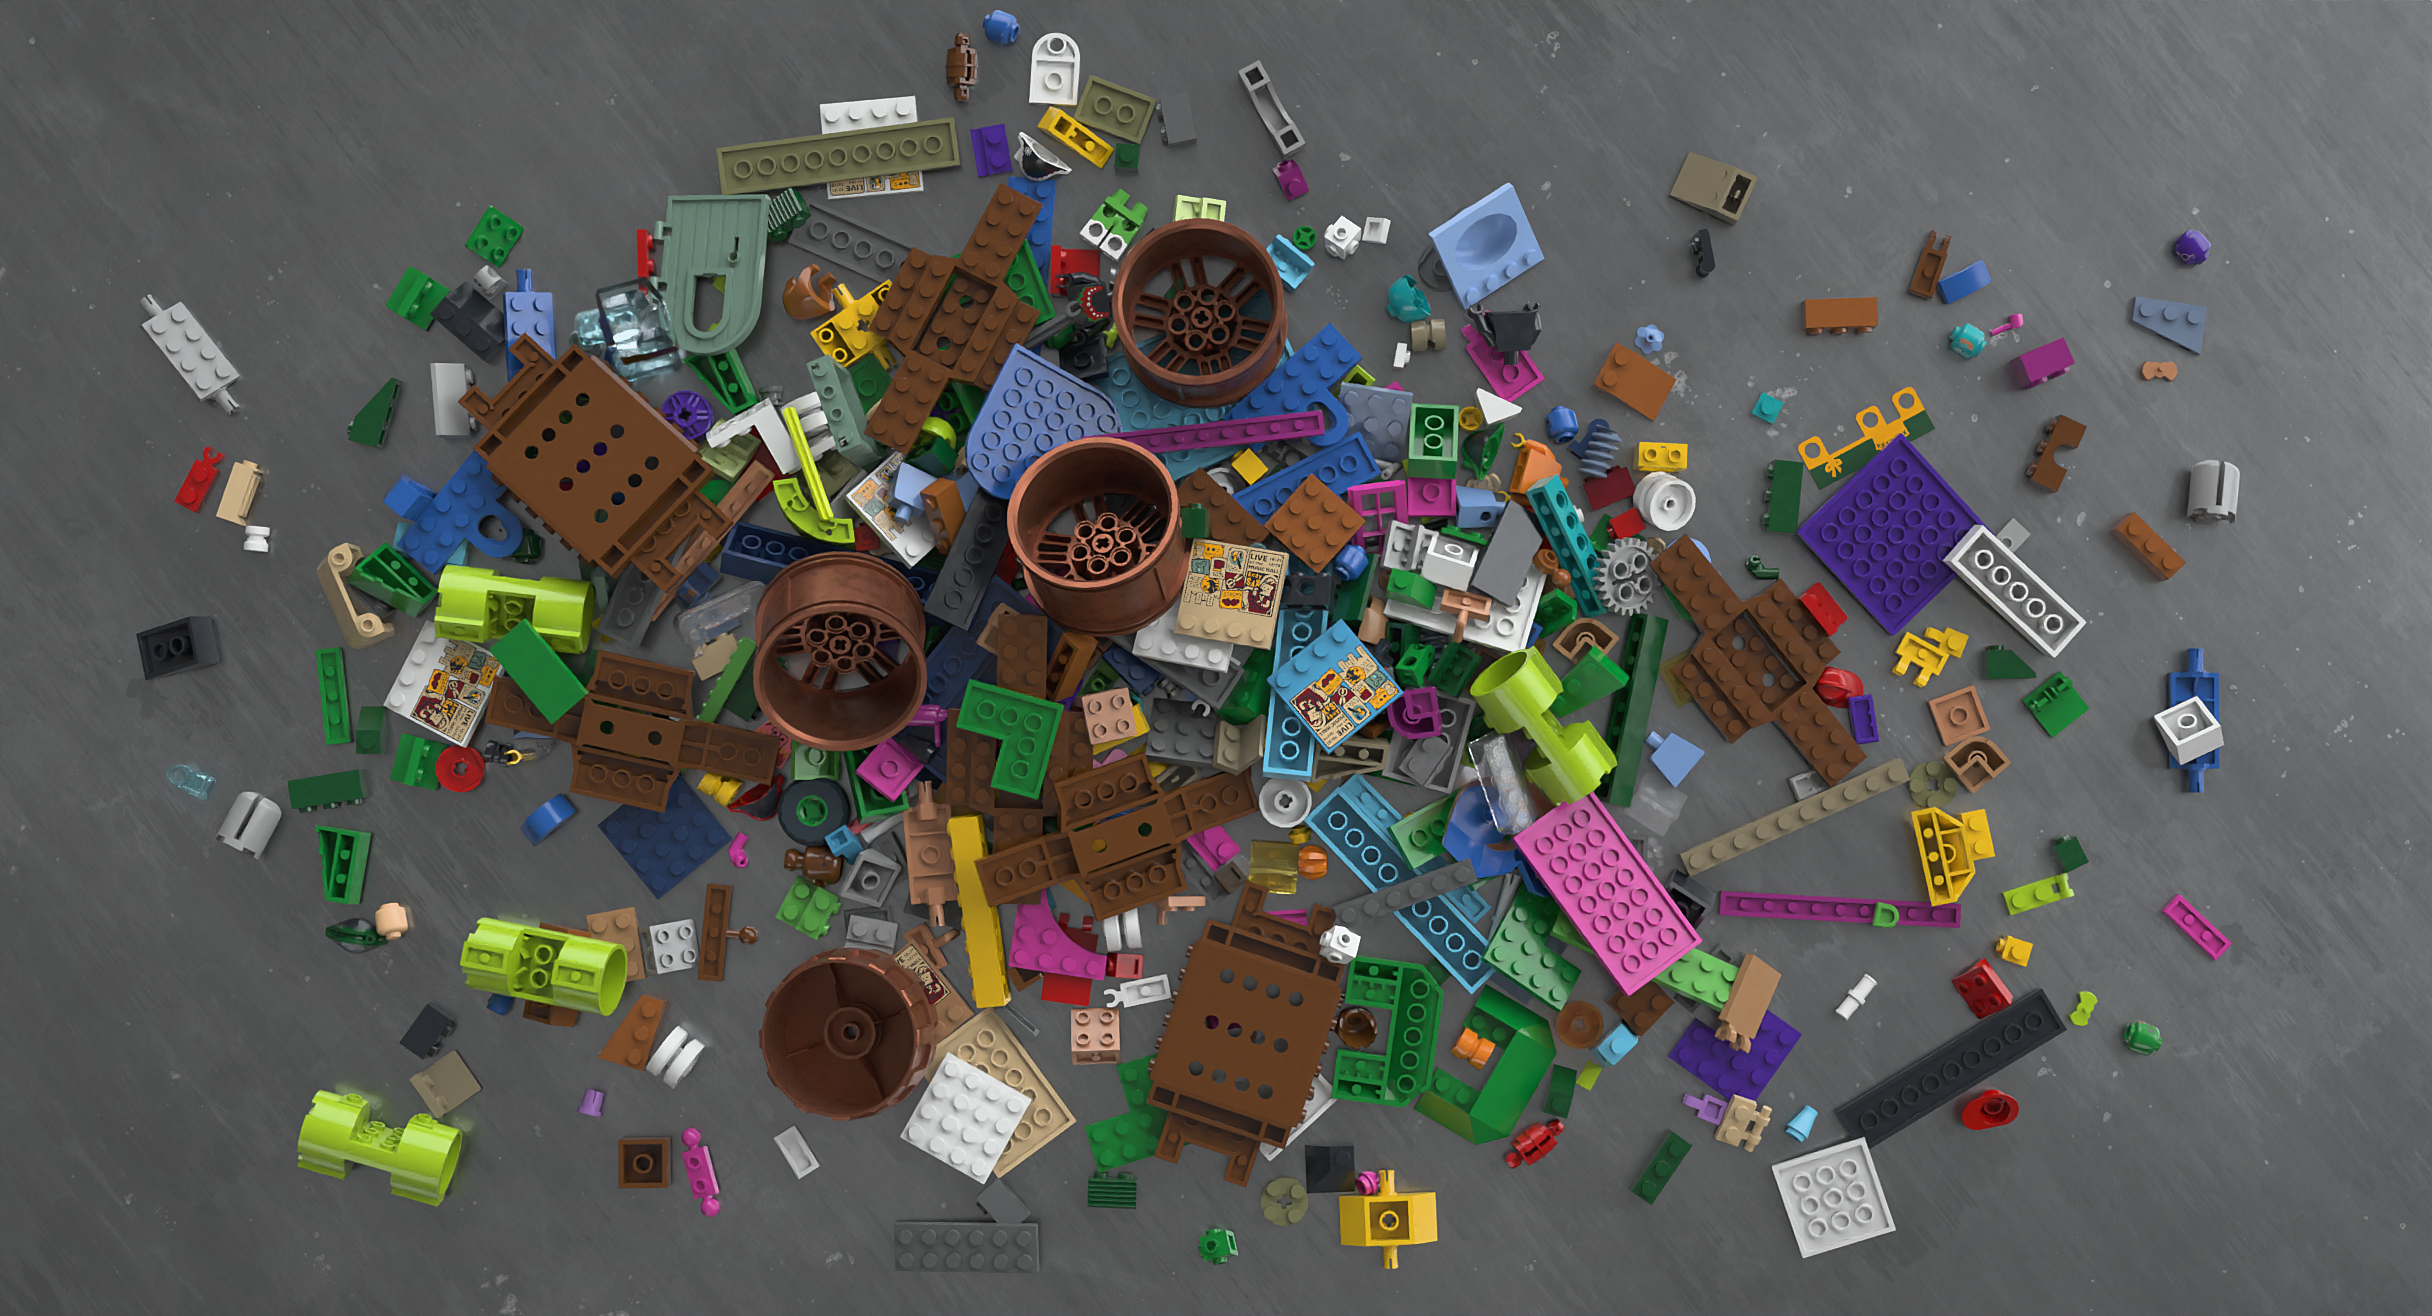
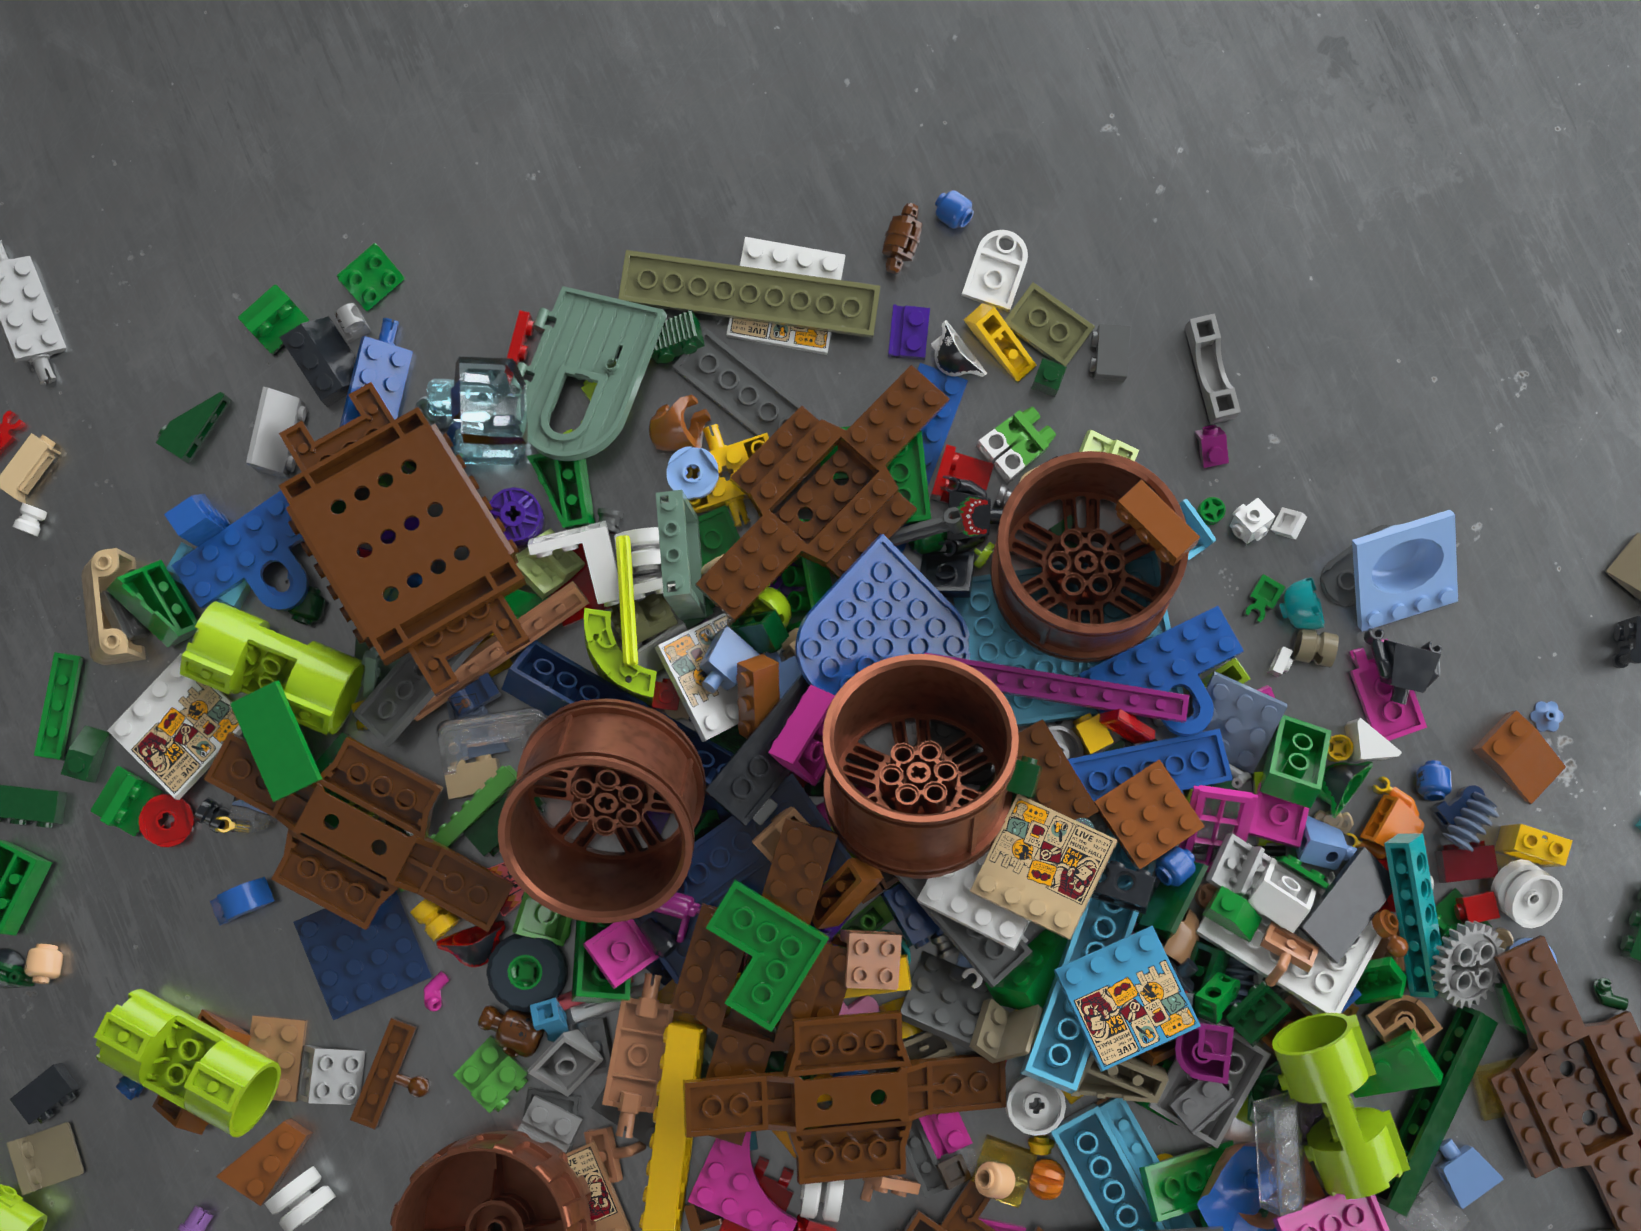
camera: 15 degrees right, 5 degrees down
(832, 320) = (694, 458): none -> light blue plate
(980, 613) = (765, 811): none -> dark grey tile
(992, 545) = (801, 740): none -> dark pink slope
(1247, 271) = (1156, 523): none -> dark orange brick
(1266, 874) = (995, 1180): none -> light nougat head
(1276, 452) = (1127, 726): none -> red plate
(1372, 300) = (1265, 594): none -> green plate

